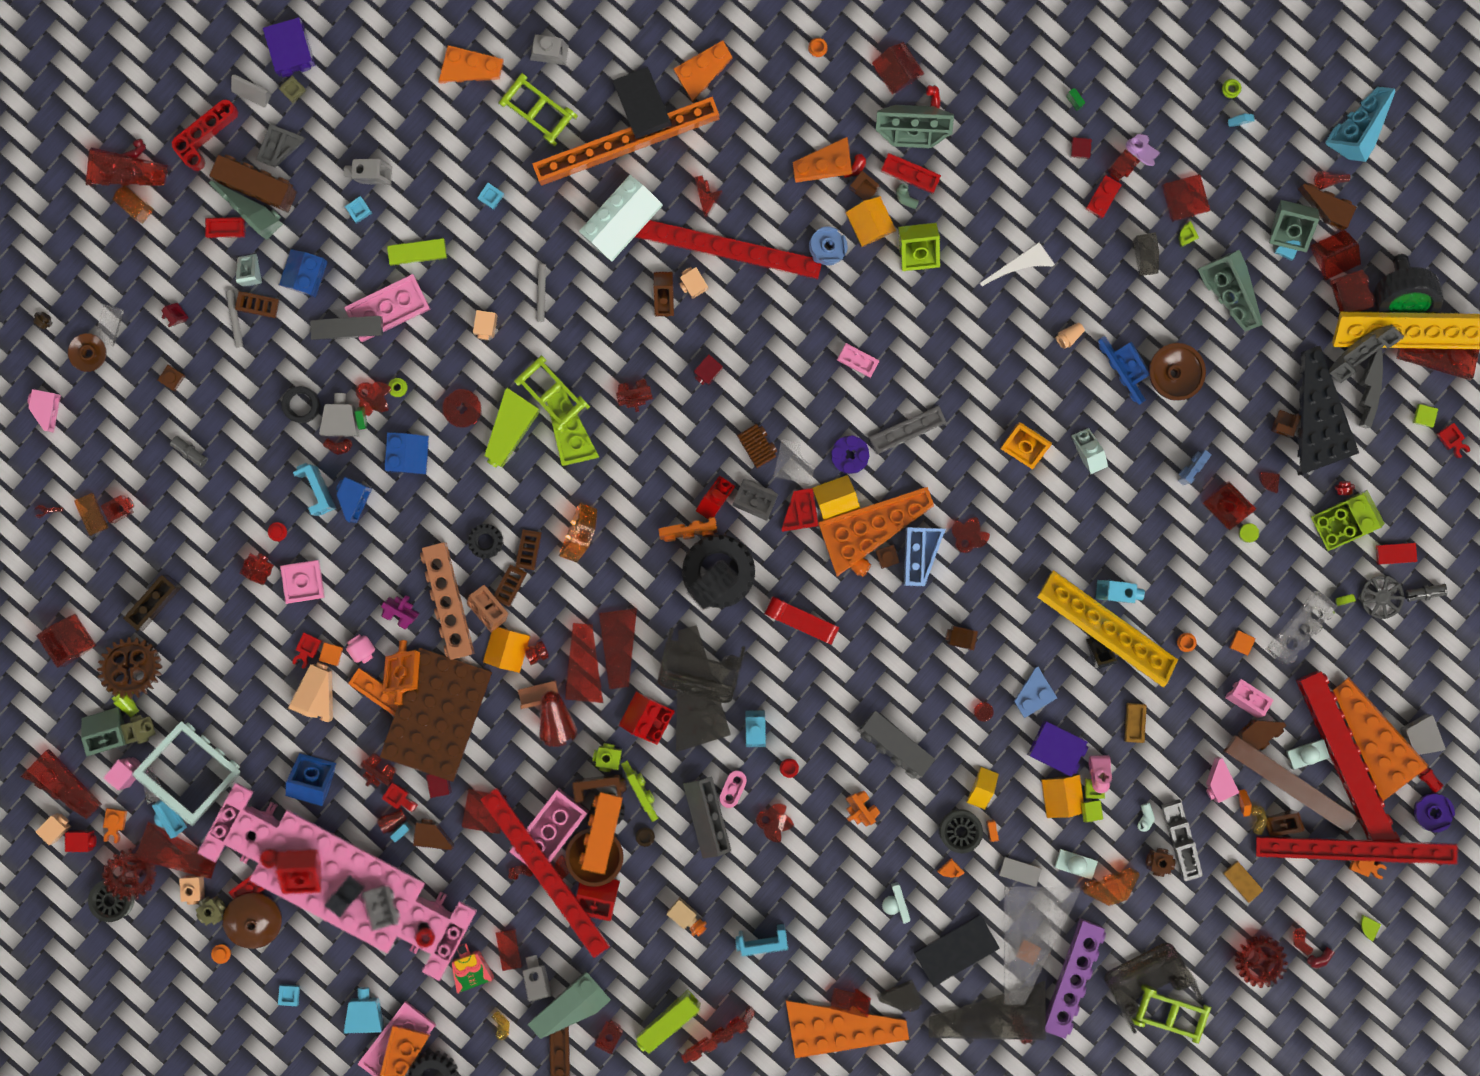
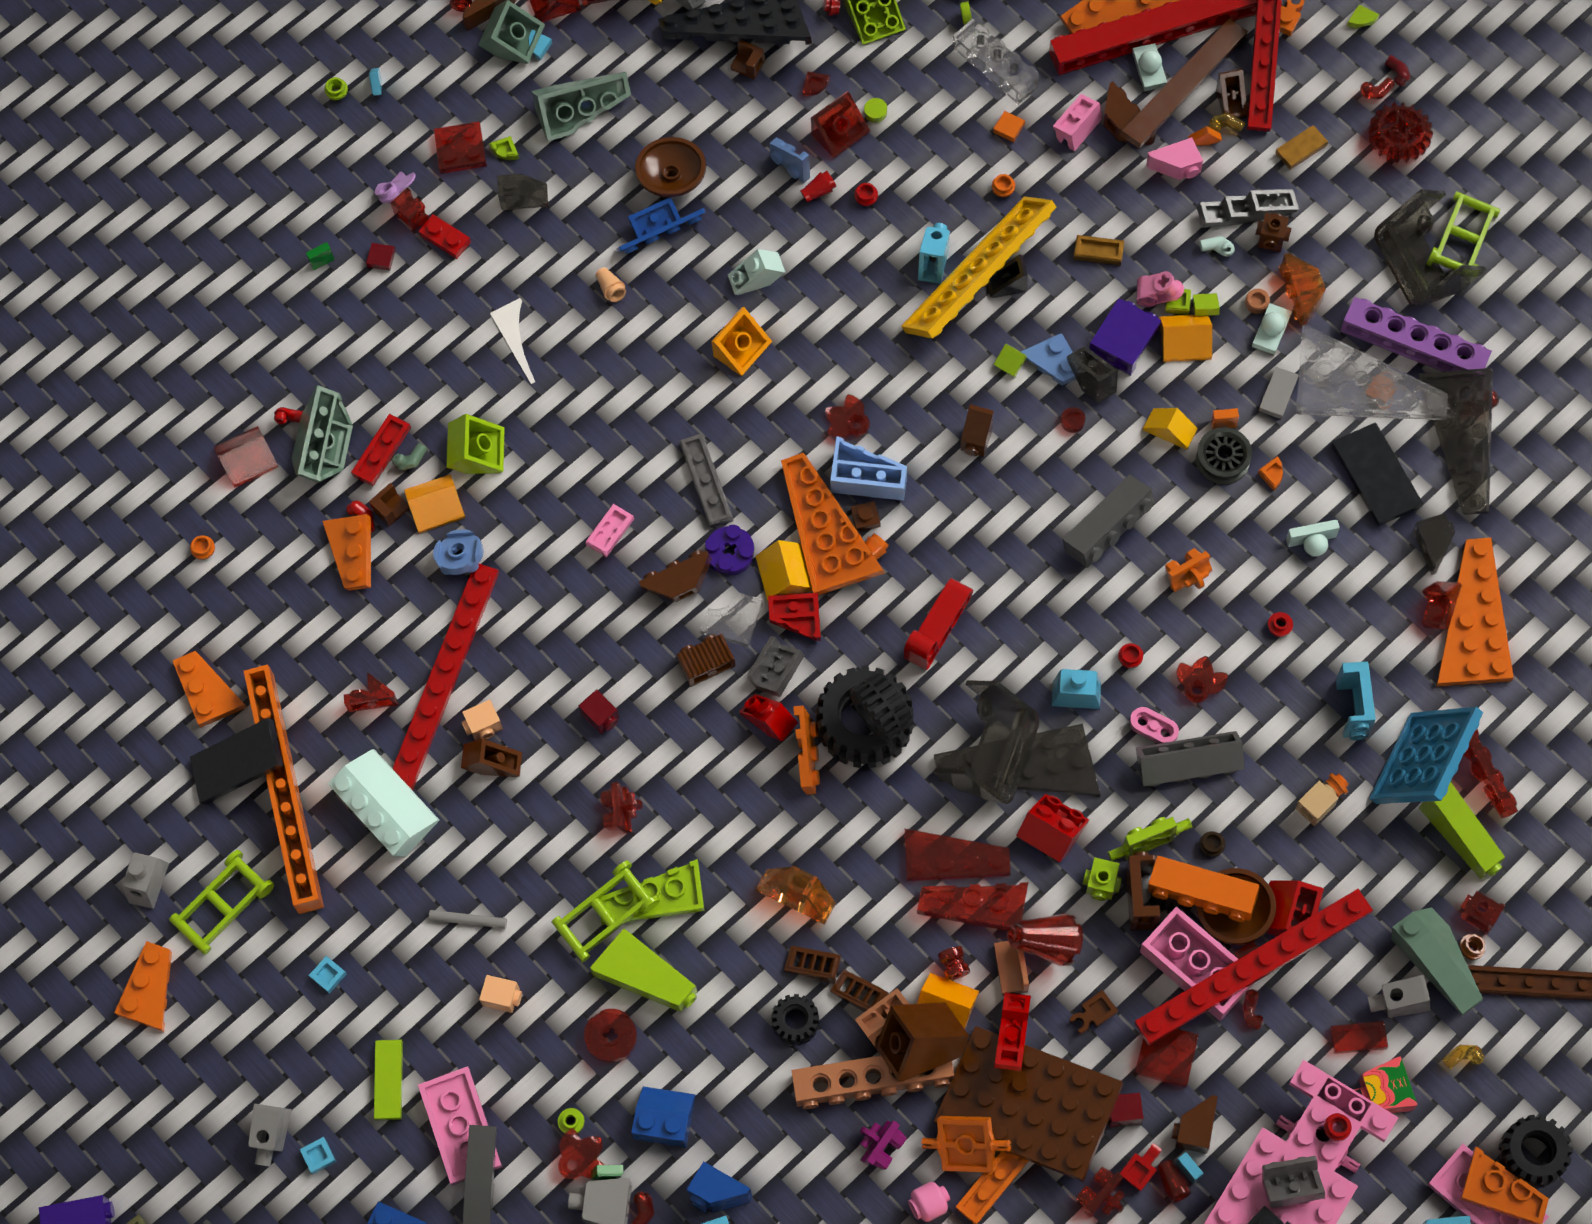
camera: 80 degrees left, 20 degrees down
(470, 634) = (920, 1038): none -> reddish brown slope
(482, 699) = (1012, 1031): none -> red slope
(510, 759) = (1096, 1011): none -> reddish brown plate
(582, 1035) = (1476, 942): none -> dark orange plate
(717, 994) = (1426, 756): none -> dark azure plate
(819, 418) = (679, 578): none -> reddish brown slope
(819, 876) = (1277, 630): none -> red plate
(1021, 725) = (1093, 374): none -> clear smoke slope
(1029, 659) = (1010, 360): none -> lime tile
(1100, 851) = (1257, 301): none -> nougat tile
(1169, 532) = (866, 194): none -> red plate
(1172, 493) = (818, 187): none -> red cone

